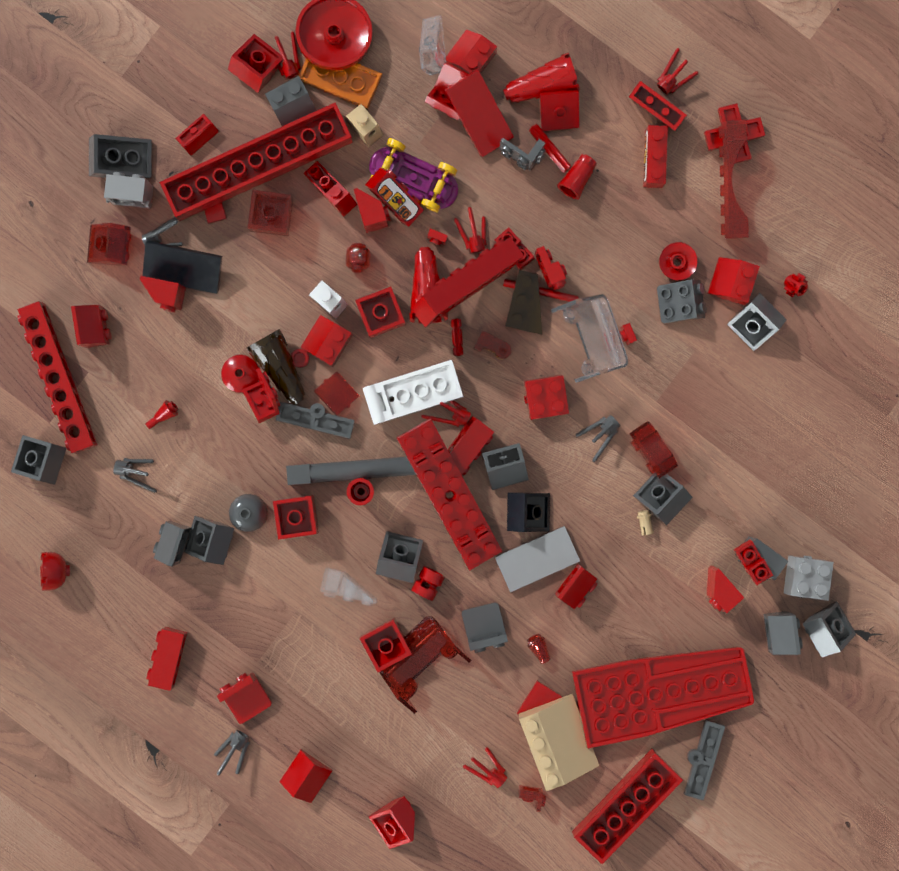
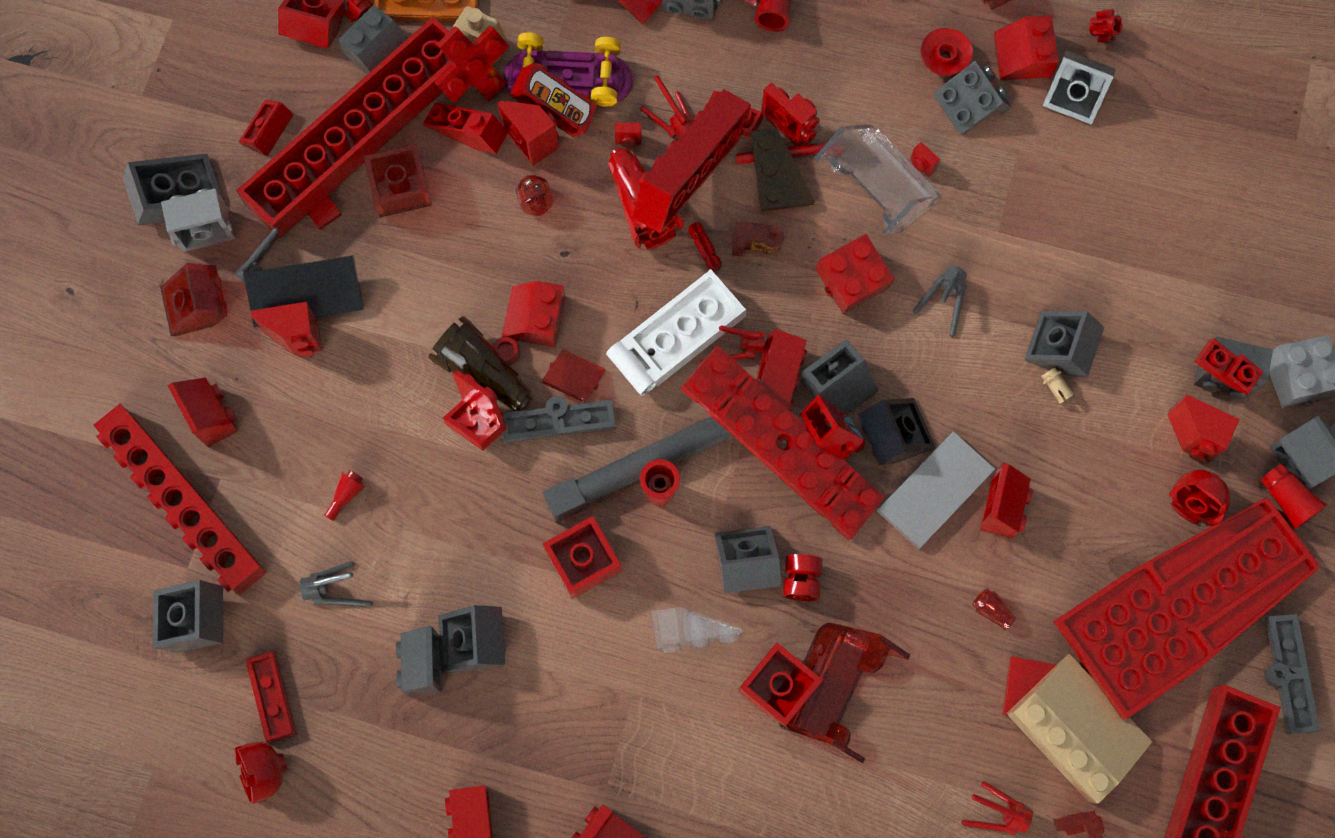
camera: 20 degrees left, 15 degrees down
(74, 526) = (270, 697): none -> red tile
(248, 512) = (512, 581): dark grey cylinder -> none
(249, 375) = (431, 414): red dish -> none
(328, 299) = (513, 258): white torso -> none
(348, 148) = (471, 63): none -> red plate
(380, 312) = (591, 248): red brick -> none
(484, 627) = (905, 609): dark grey bracket -> none
(485, 497) = (841, 438): none -> red torso
(653, 450) = (1024, 288): clear red brick -> none
(701, 630) = (1201, 497): none -> red cylinder
(759, 653) = (1292, 496): none -> red plant

